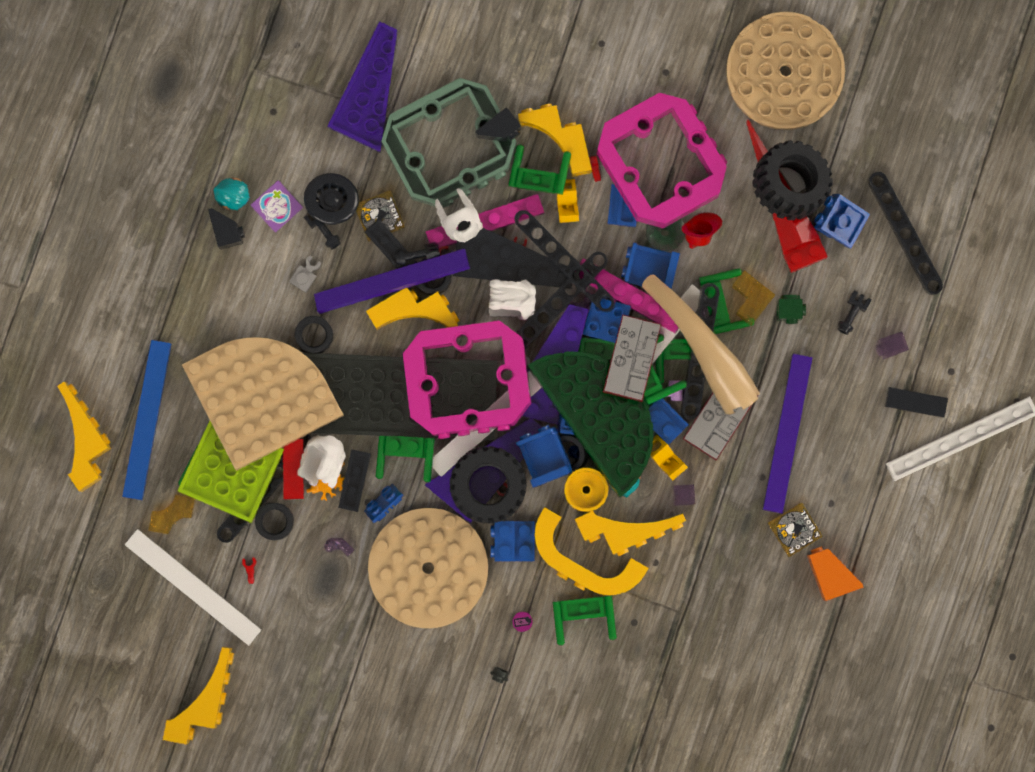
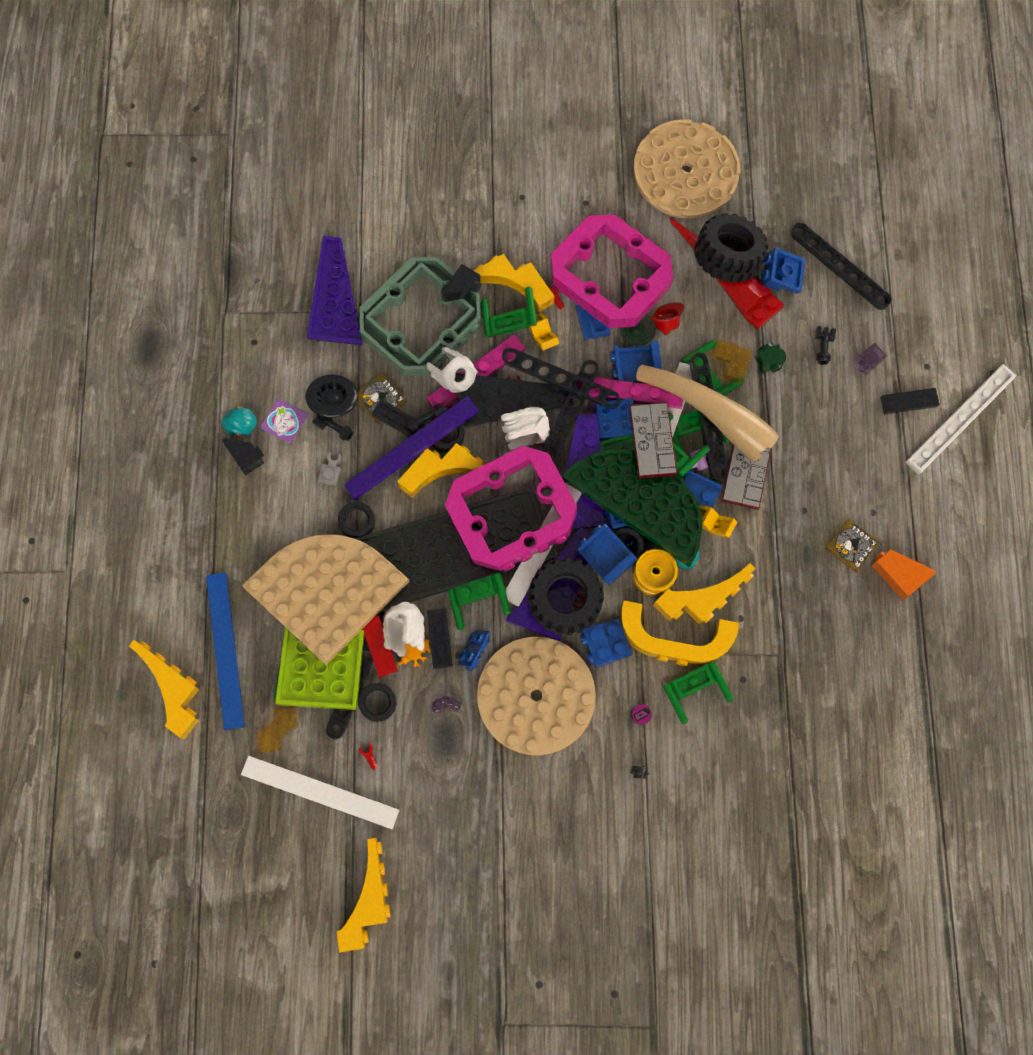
camera: 25 degrees left, 10 degrees down
(683, 495) = (743, 547): clear purple brick -> none
(787, 433) = (811, 465): dark purple tile -> none

